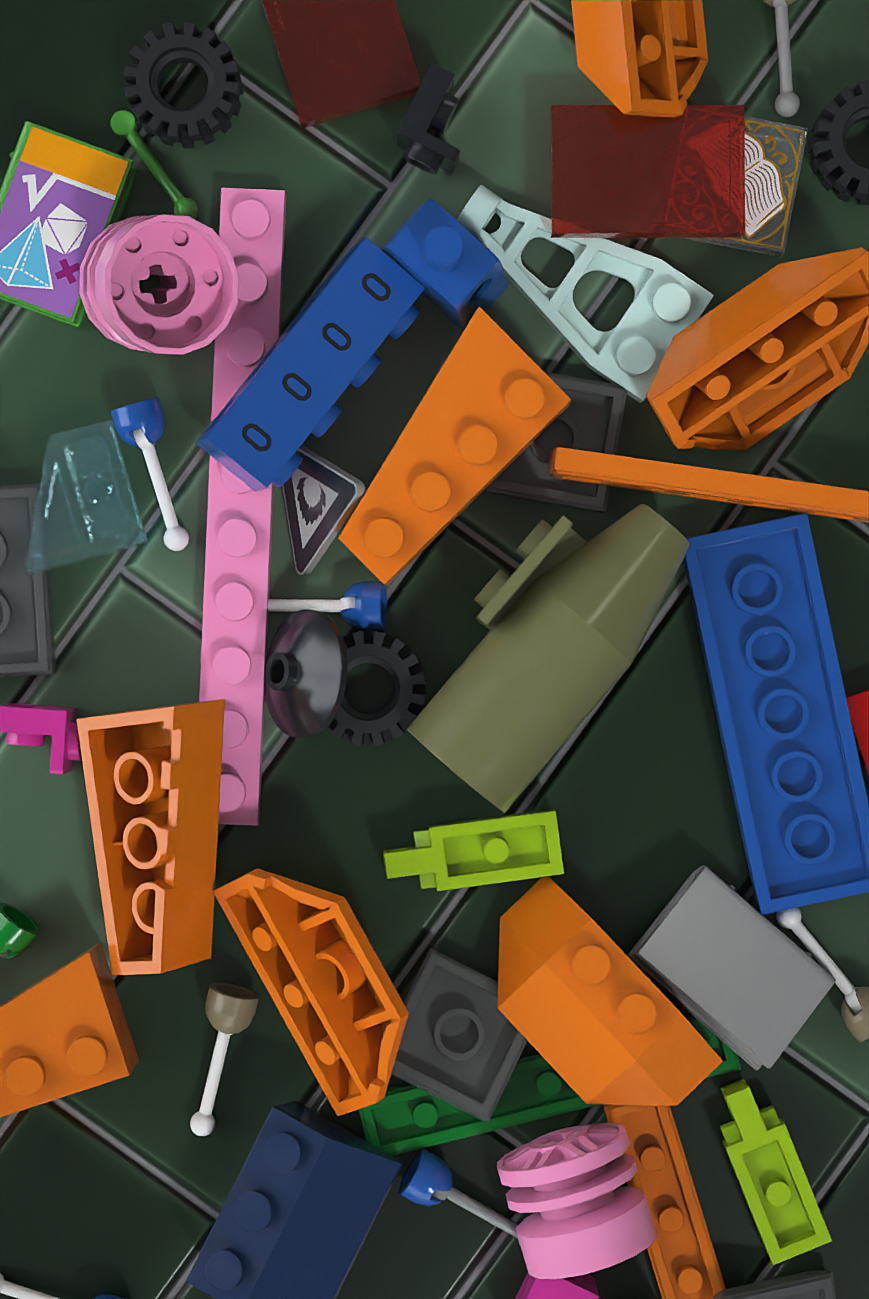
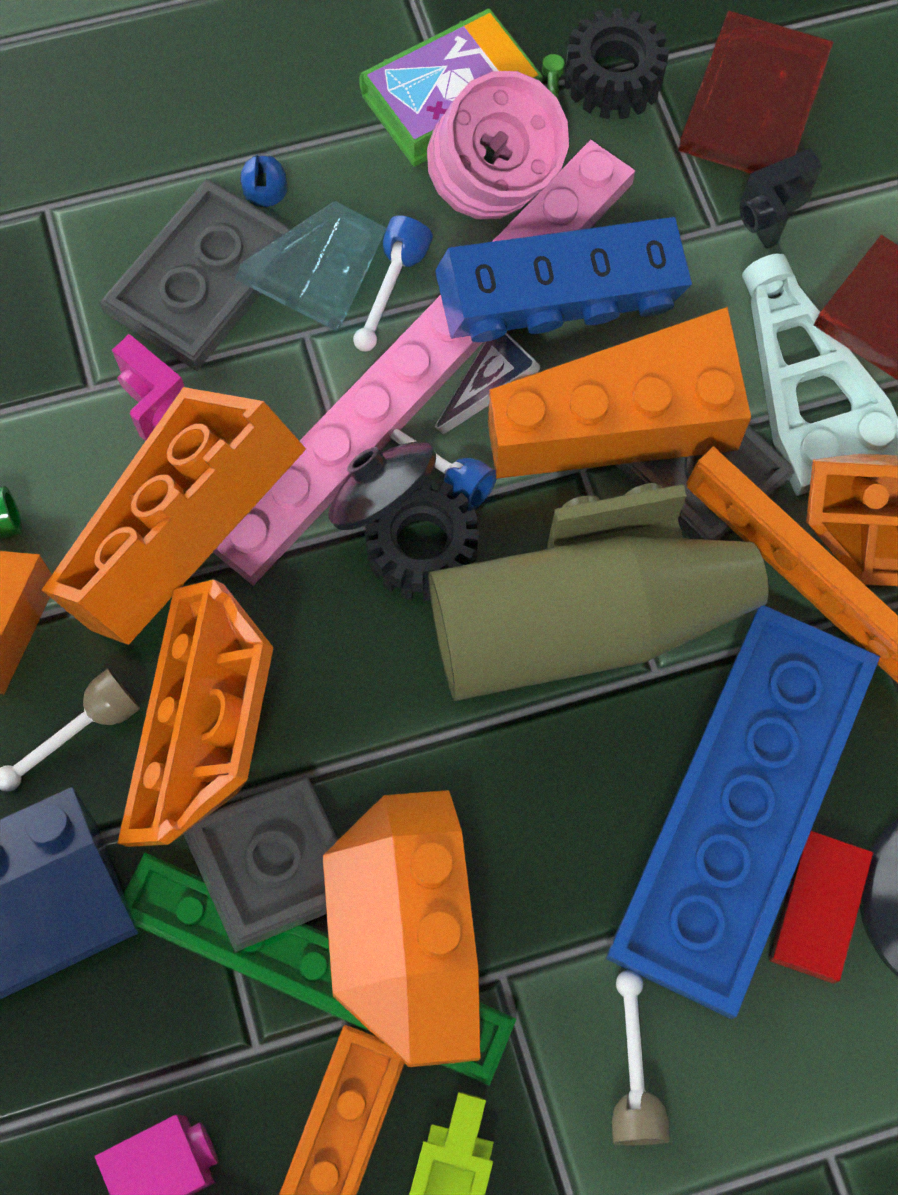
camera: 35 degrees right, 20 degrees down
(431, 1181) = (145, 973): blue hinge -> none
(447, 262) = (723, 272): blue torso -> none
(481, 851) = (410, 727): lime hinge -> none
(579, 1209) = (256, 1074): bright pink wheel -> none
(731, 968) = (548, 984): light grey piece -> none

